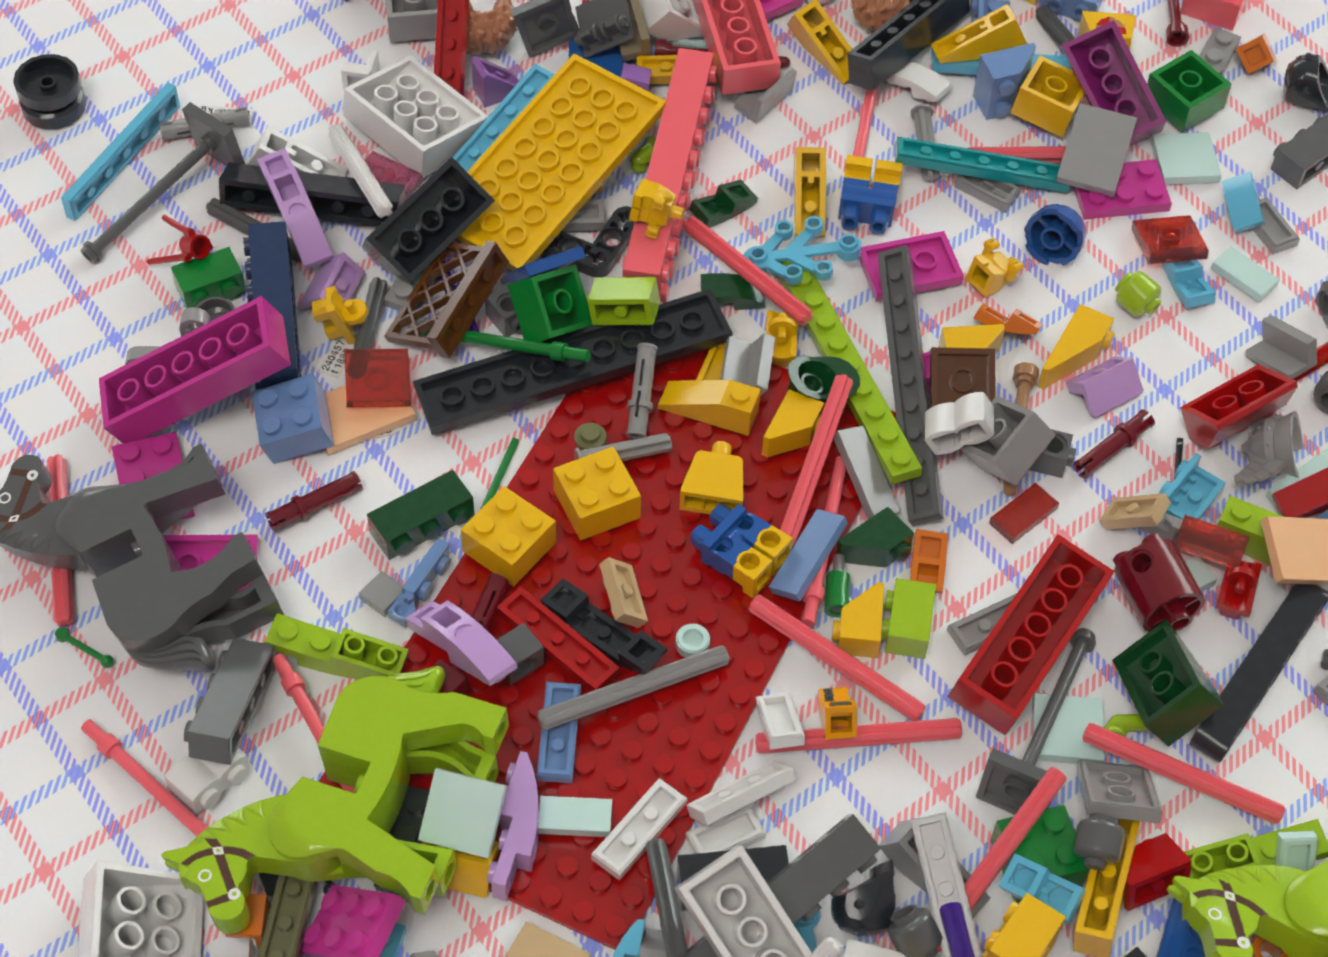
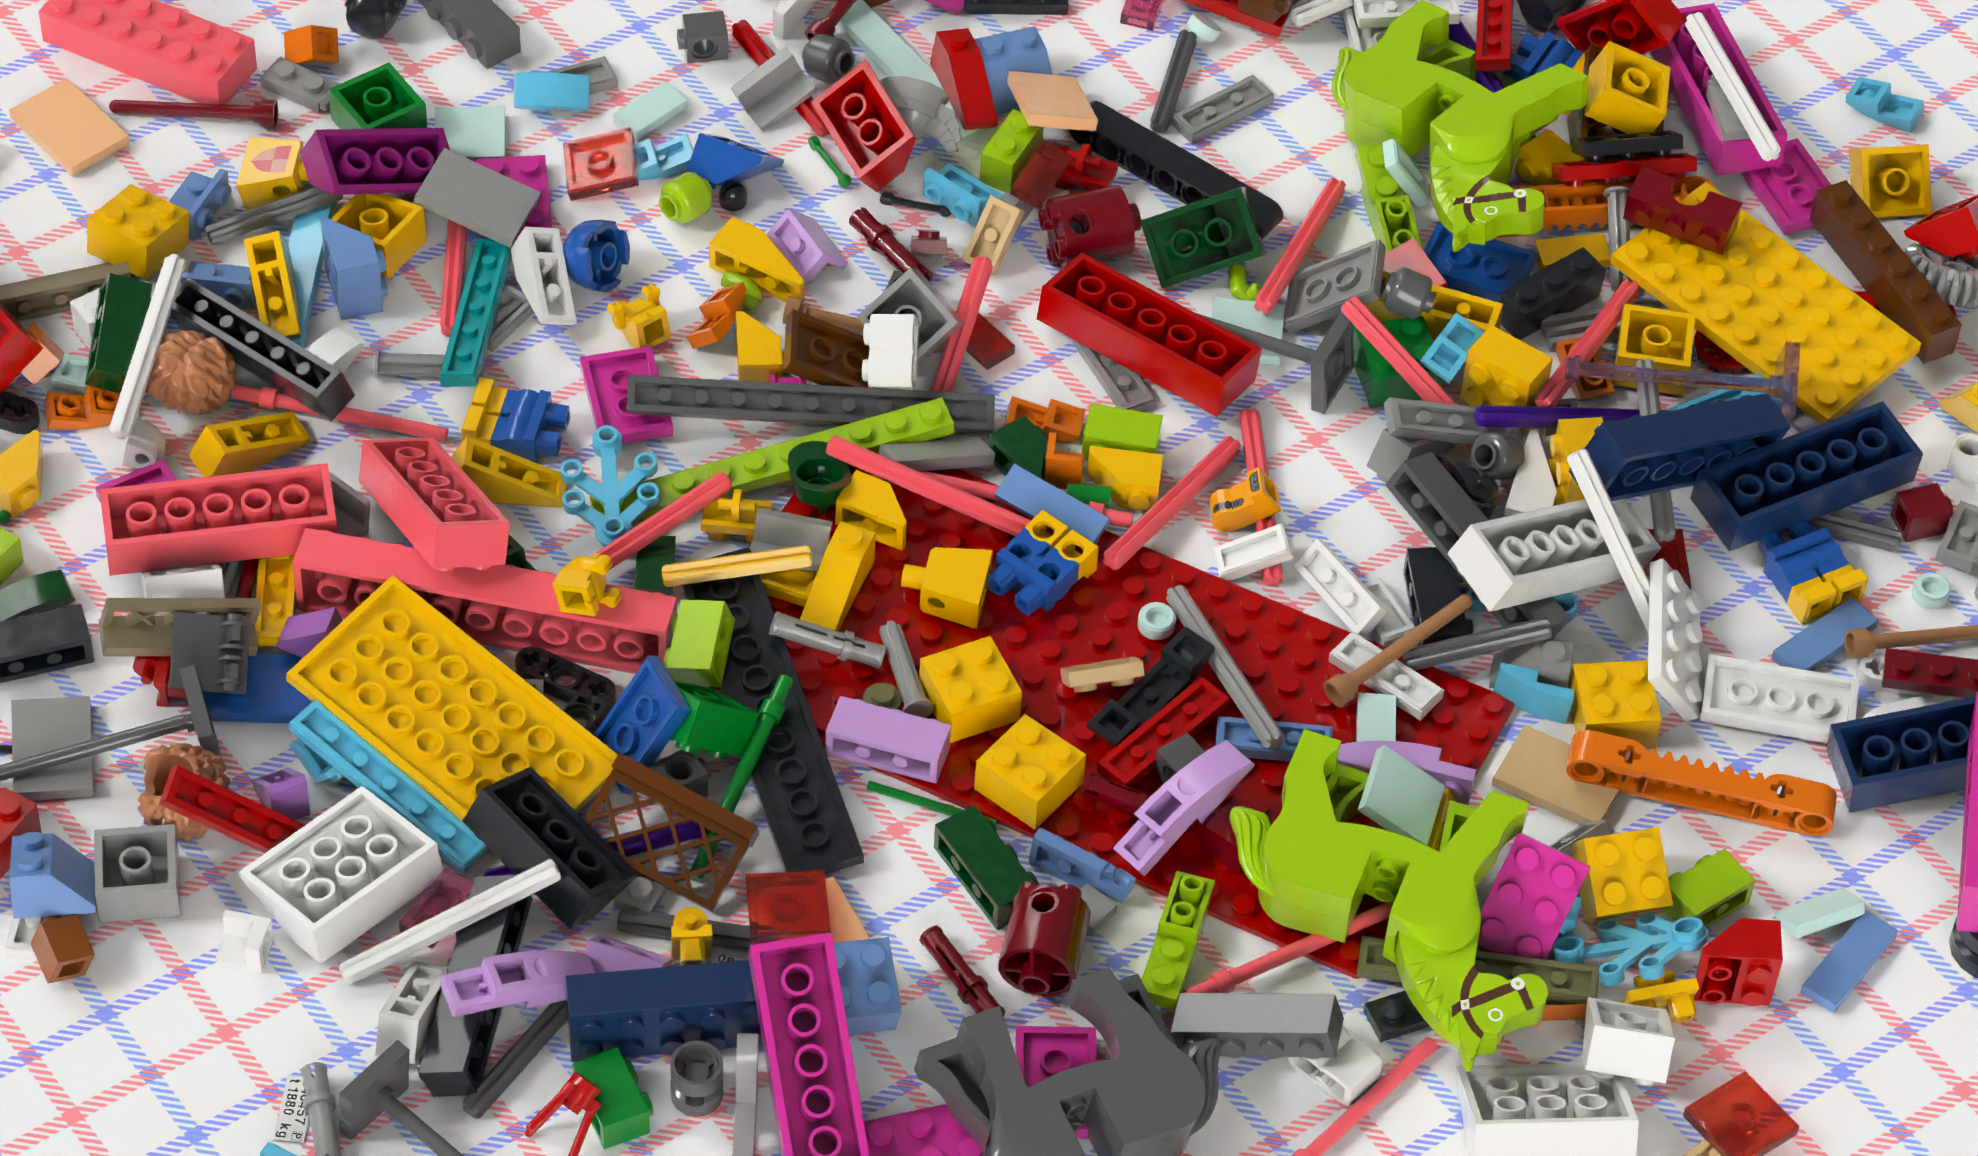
camera: 90 degrees left, 5 degrees down
(331, 546) = (1044, 939): none -> dark red cylinder
(544, 438) = (888, 739): none -> lavender brick
(614, 785) = (1342, 688): none -> medium nougat piece
(706, 322) = (736, 565): none -> yellow axle
(742, 122) = (434, 503): none -> coral brick
(873, 567) = (1062, 466): none -> orange panel
(1020, 201) = (544, 275): none -> white slope
(1021, 492) = (967, 311): none -> coral axle
(1044, 343) = (752, 293): none -> lime arm
(1122, 469) = (929, 242): none -> plate
(1152, 333) = (732, 196): none -> black hinge
(1194, 322) = (726, 160): none -> blue slope

